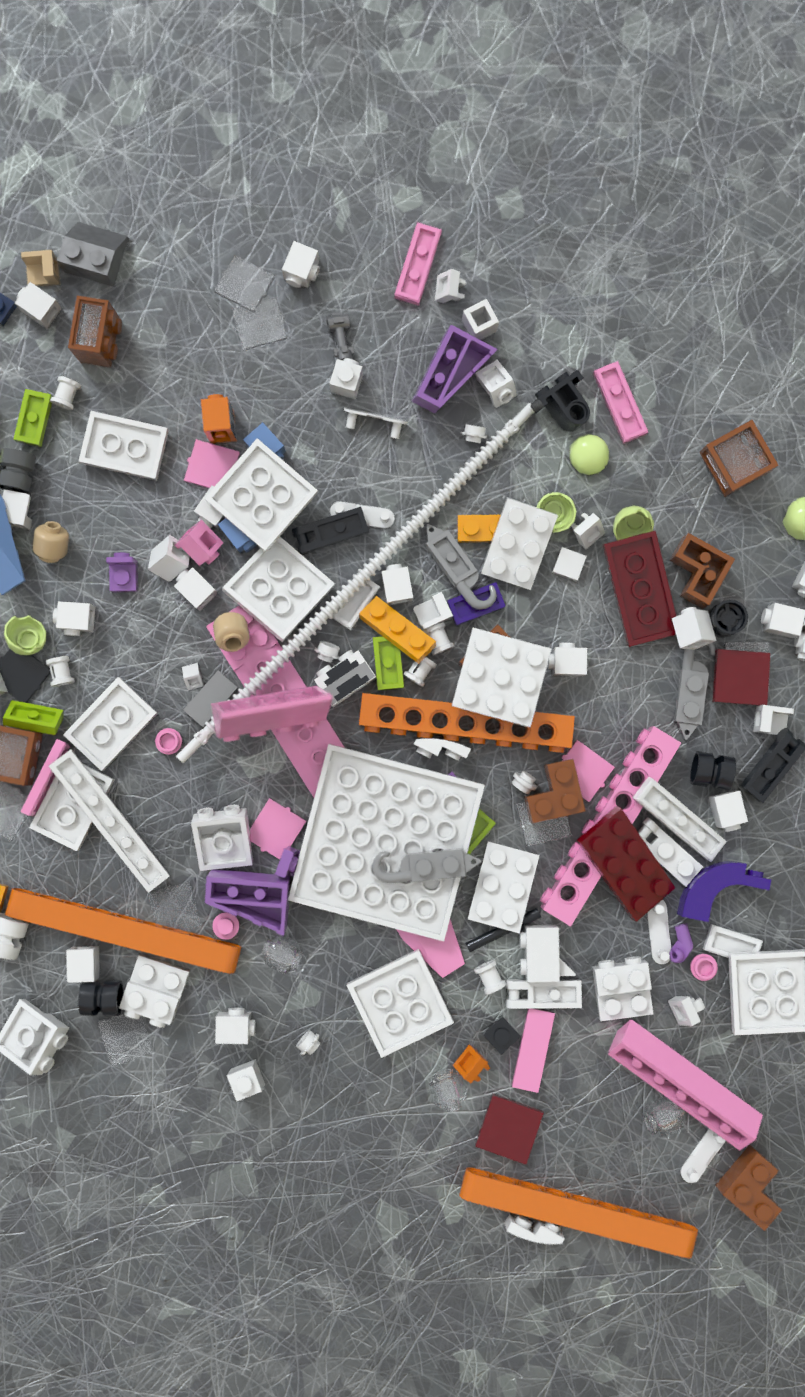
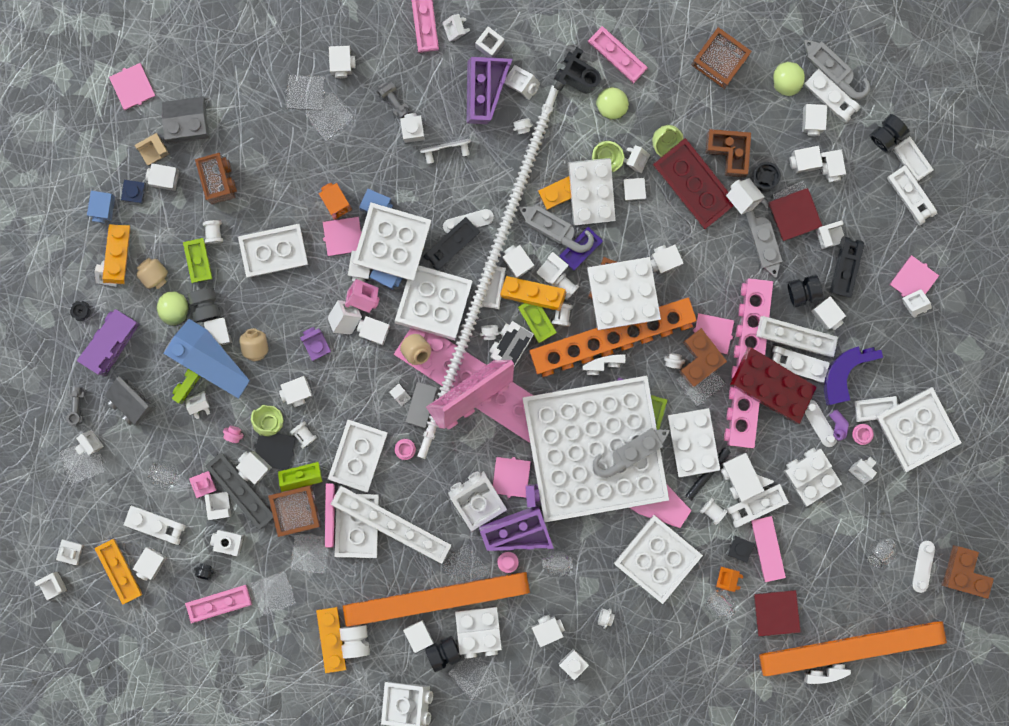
camera: 25 degrees left, 0 degrees up
(53, 189) = (132, 86): none -> bright pink piece
(685, 1085) = (886, 522): bright pink brick -> none

